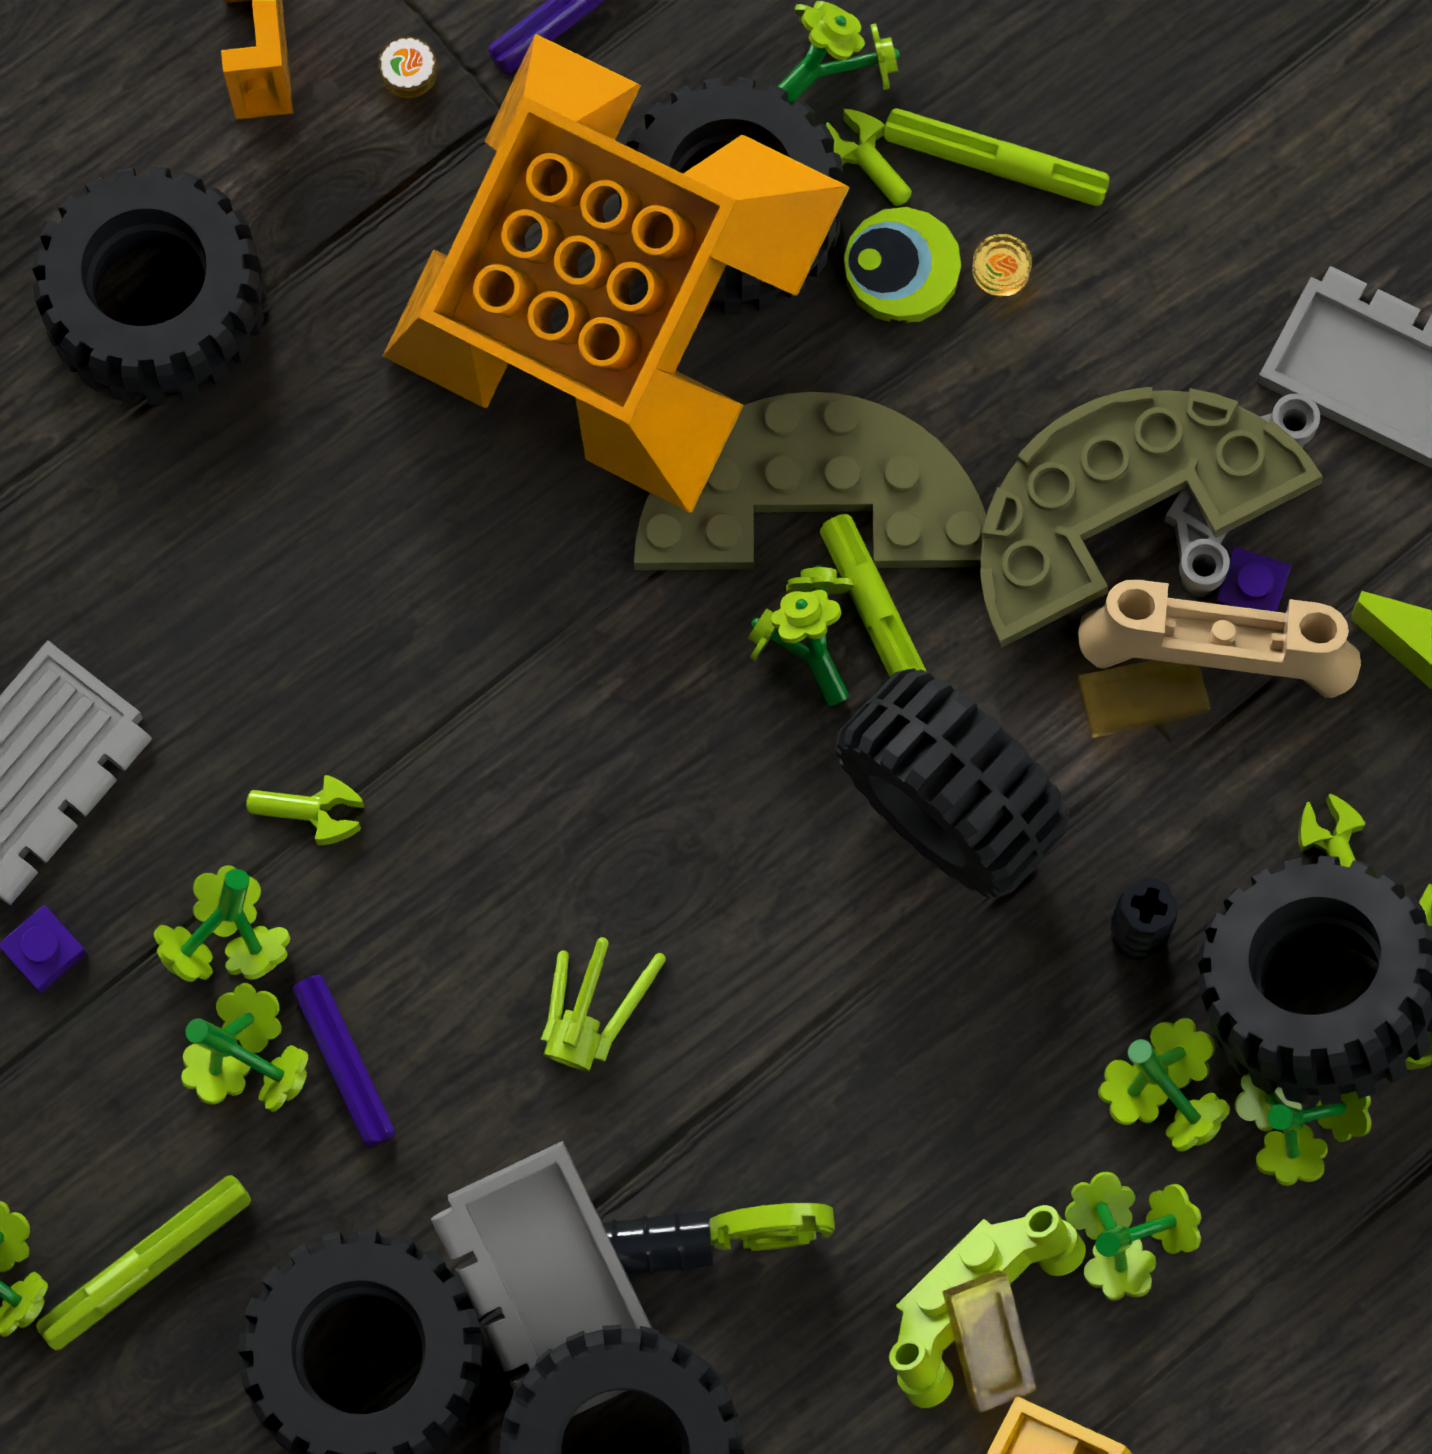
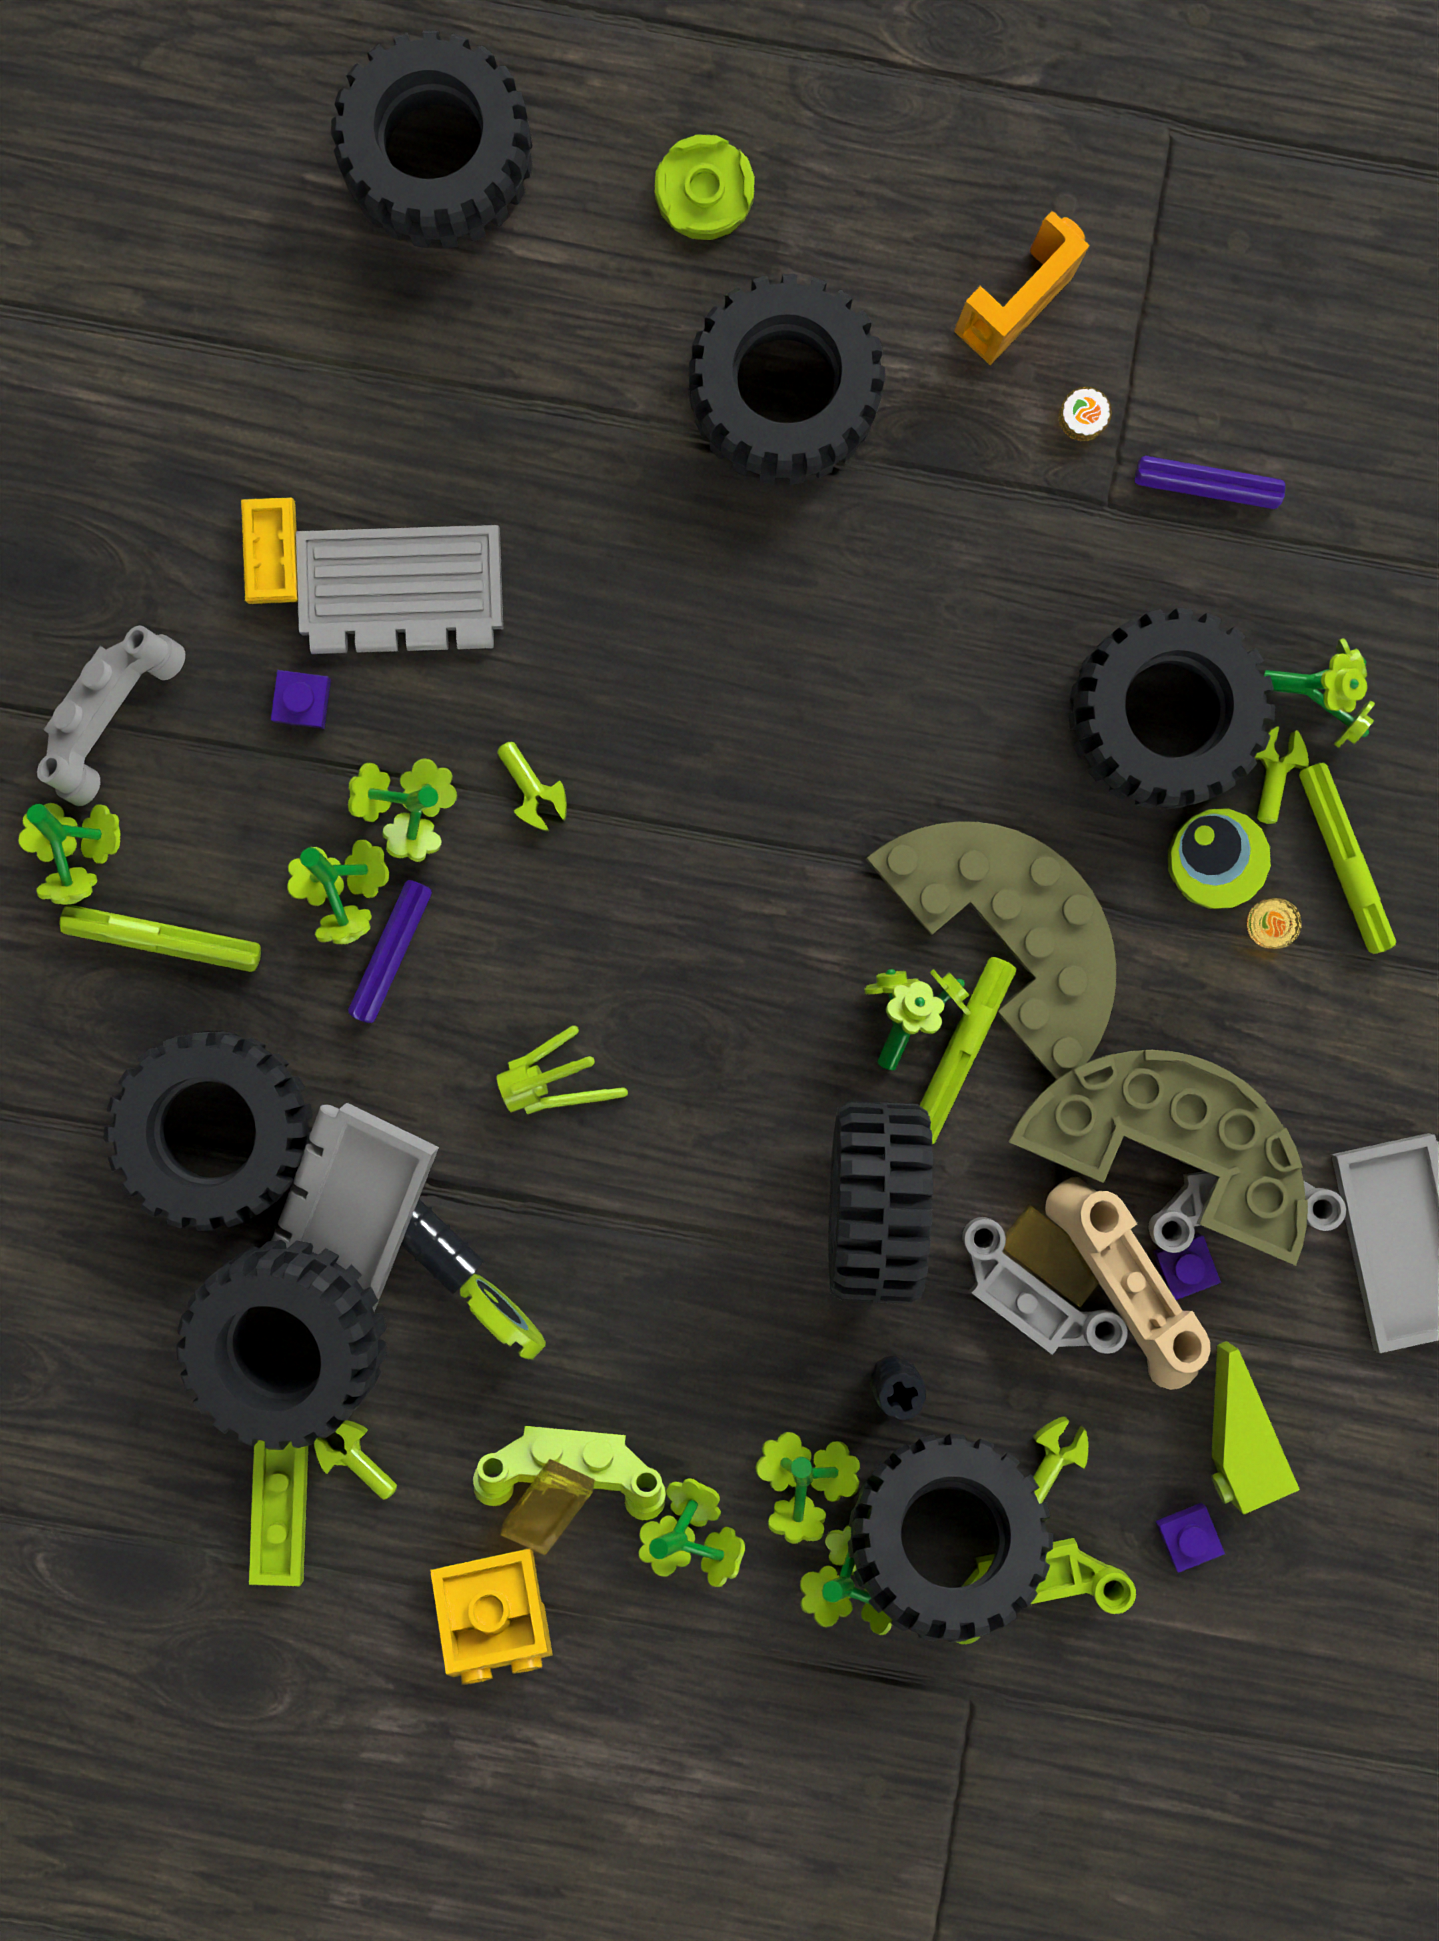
camera: 45 degrees right, 15 degrees up
(618, 359) = (953, 621): light orange slope -> none
(1165, 747) = (1031, 1303): none -> light grey plate

